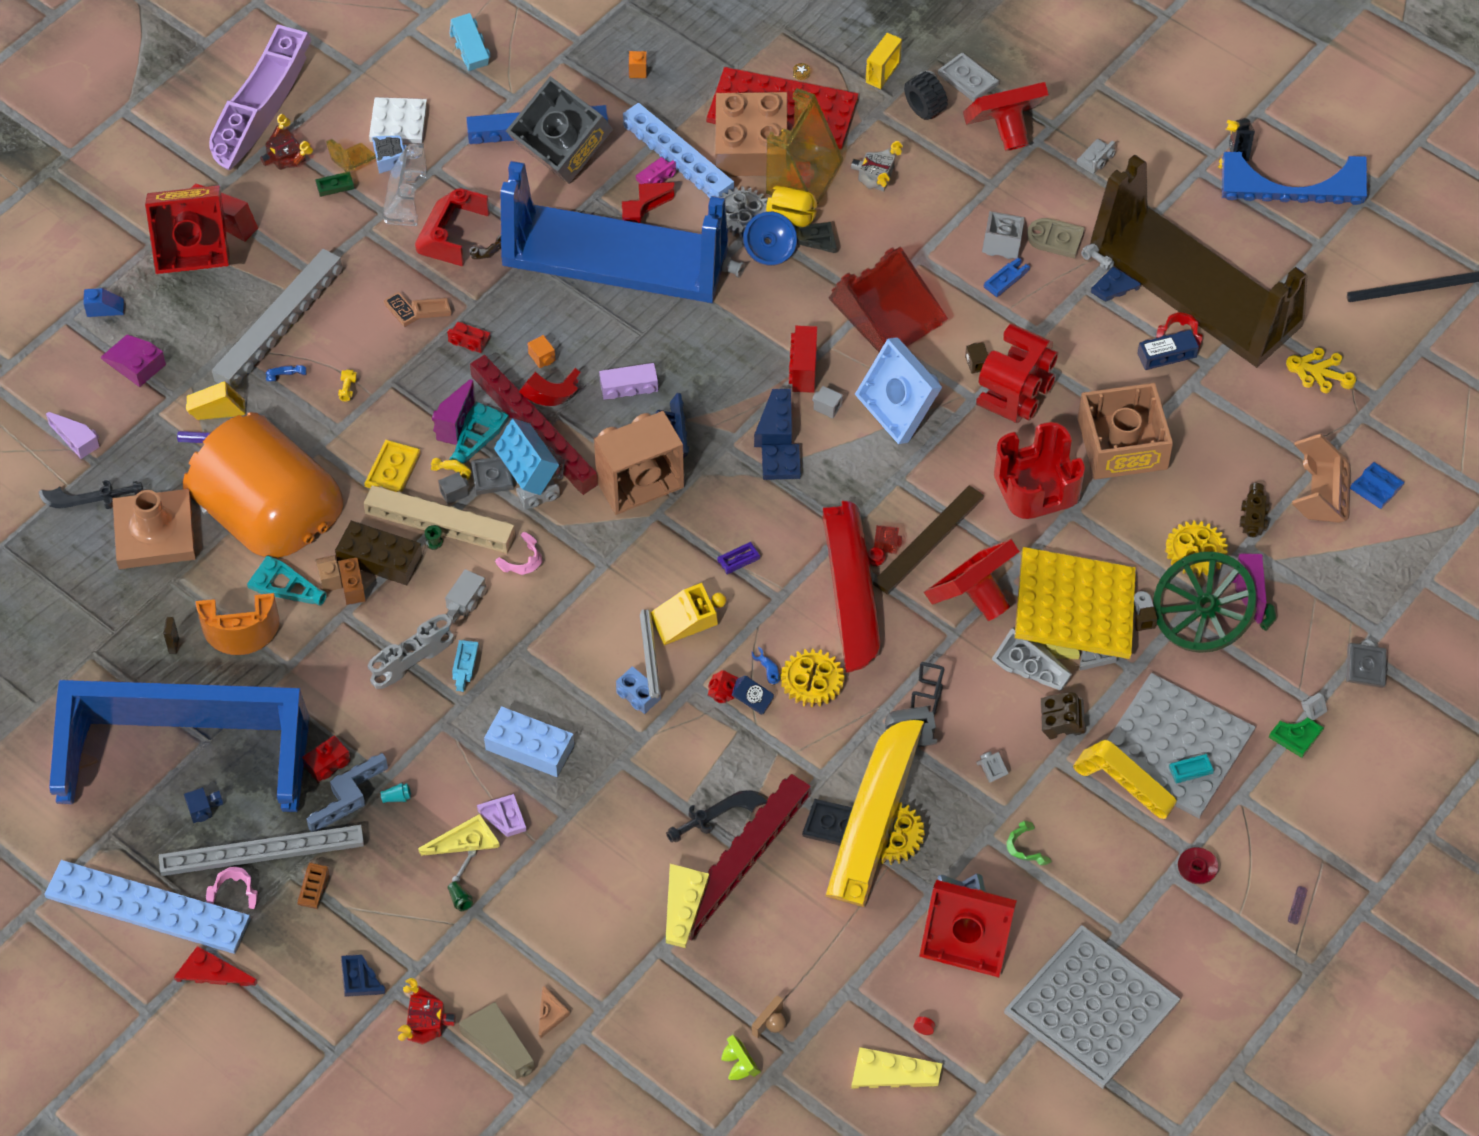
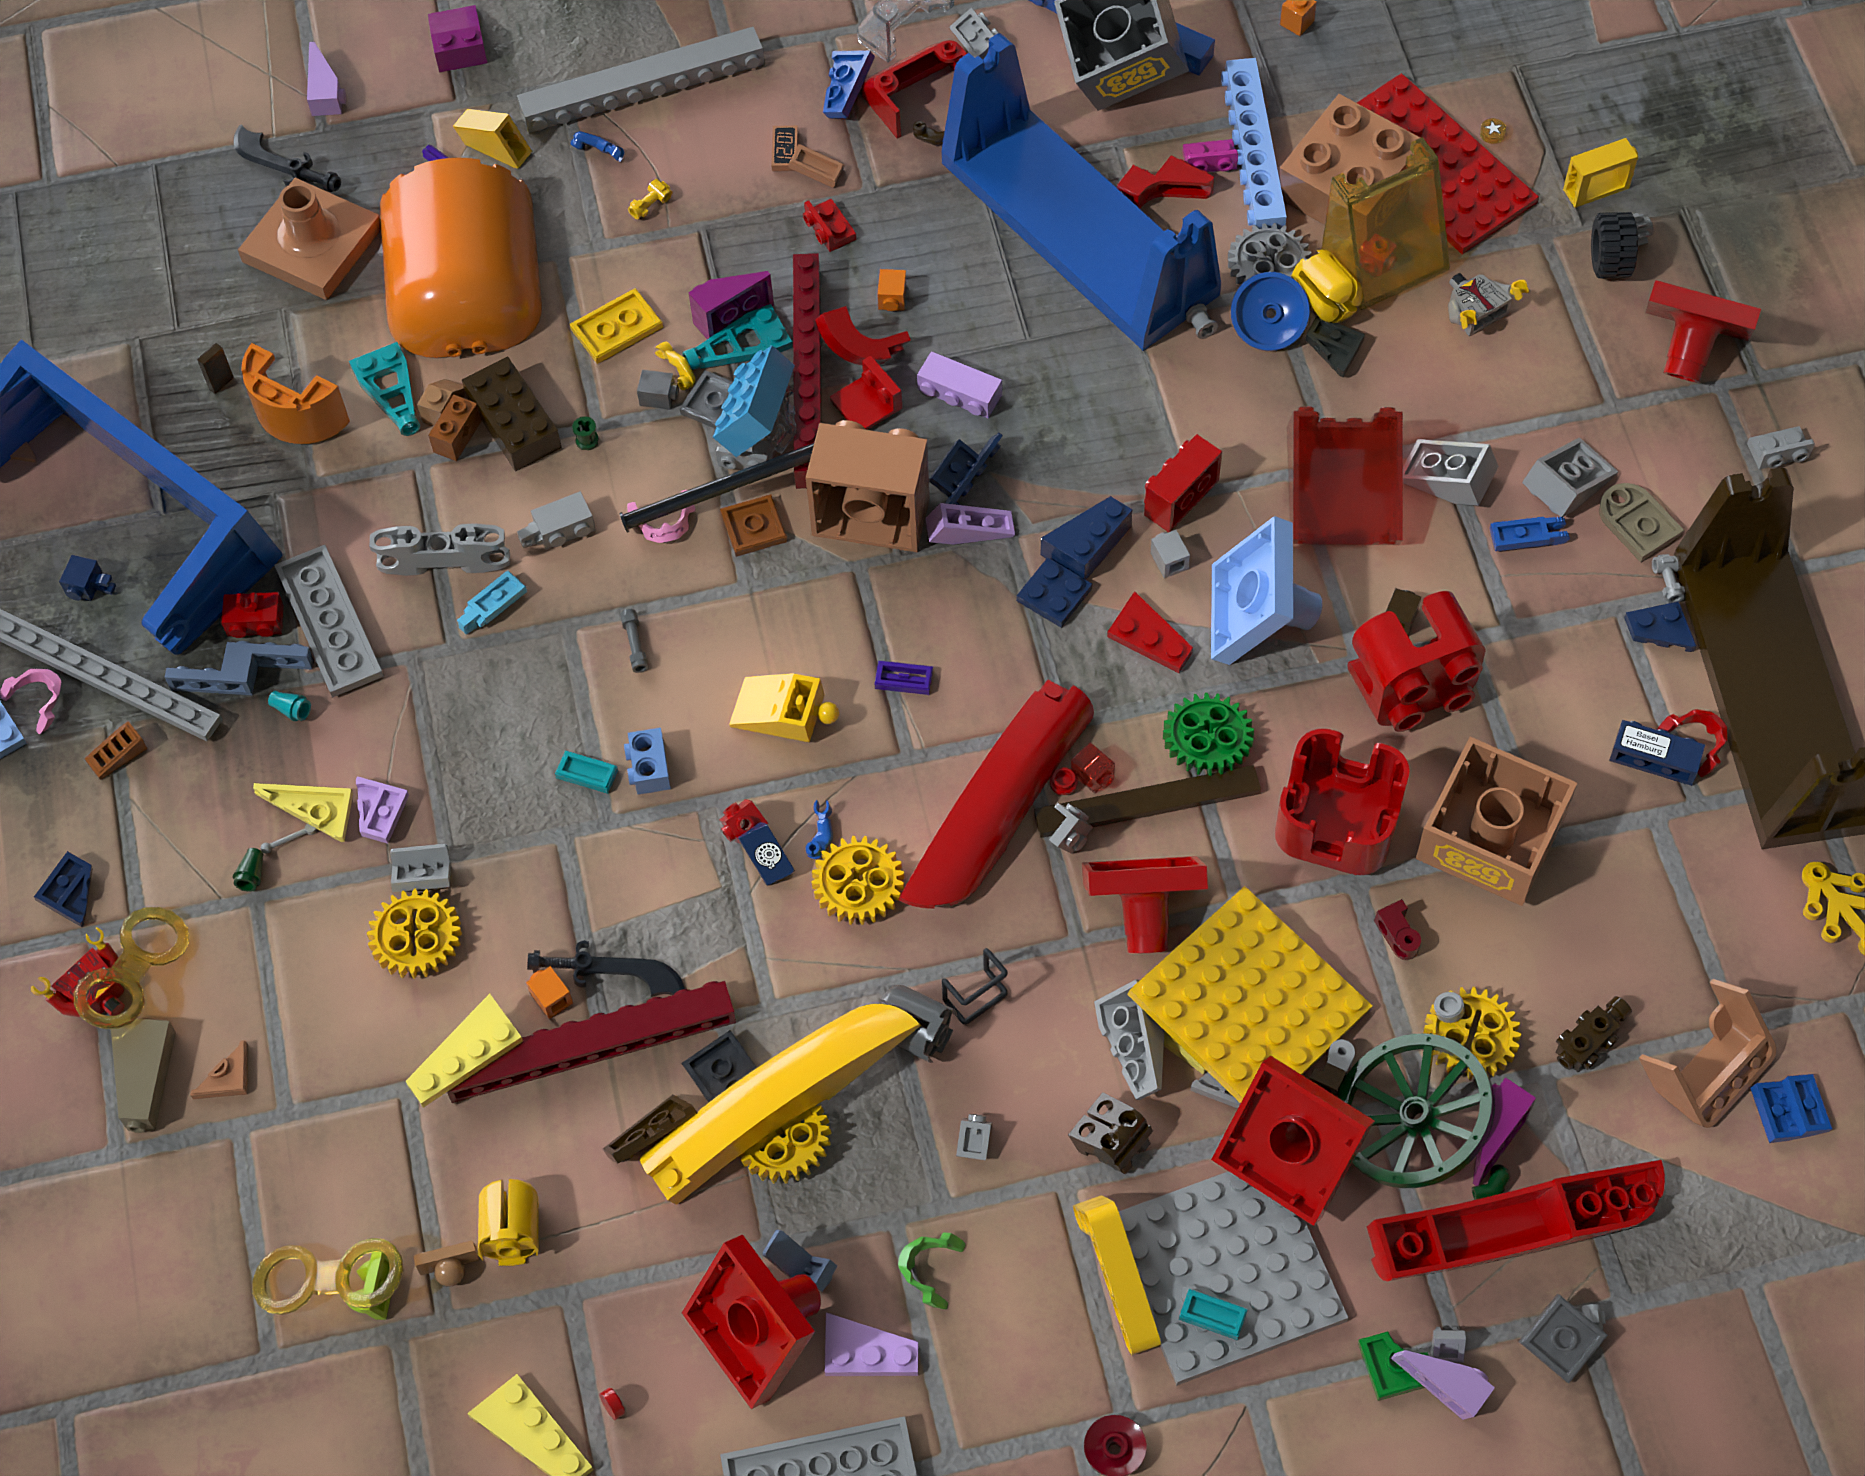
camera: 40 degrees right, 5 degrees up
(375, 733) = (328, 621): none -> light grey plate
(405, 248) = (846, 81): none -> blue wing
(445, 989) = (131, 968): none -> clear yellow bar
(452, 522) = (613, 420): tan brick -> none
(456, 178) = (974, 32): none -> light grey bracket
(529, 741) = (477, 740): light blue brick -> none
(547, 515) = (716, 487): none -> black axle
(560, 829) = (420, 868): none -> light grey bracket
(577, 529) = (753, 525): none -> dark orange tile
(579, 641) = (630, 623): none -> dark grey bar
(582, 418) = (869, 397): none -> red bracket
(604, 856) = (441, 931): none -> yellow gear
(605, 720) = (586, 772): none -> teal tile
(650, 654) = (694, 726): light grey axle -> none
(695, 845) = (549, 992): none -> orange brick
(702, 453) = (968, 524): none -> lavender slope
(712, 1069) = (327, 1276): none -> clear yellow bar
(786, 973) = (508, 1222): none -> yellow cylinder
(818, 875) = (651, 1127): none -> dark brown wing
(853, 452) = (1149, 634): none -> red wing
(905, 566) = (1073, 831): none -> light grey bracket
(931, 483) = (1208, 734): none -> green gear
(942, 266) = (1451, 470): none -> light grey slope
(968, 77) = (1698, 254): light grey tile -> none
(1035, 908) = (867, 1351): none -> lavender wing
(1116, 522) = (1396, 930): none -> dark red leg
(1170, 669) = (1292, 1140): none -> red piece
(1177, 541) = (1449, 1007): none -> light grey tile
(1298, 624) = (1516, 1221): none -> red slope
(1334, 722) = (1454, 1384): none -> lavender slope

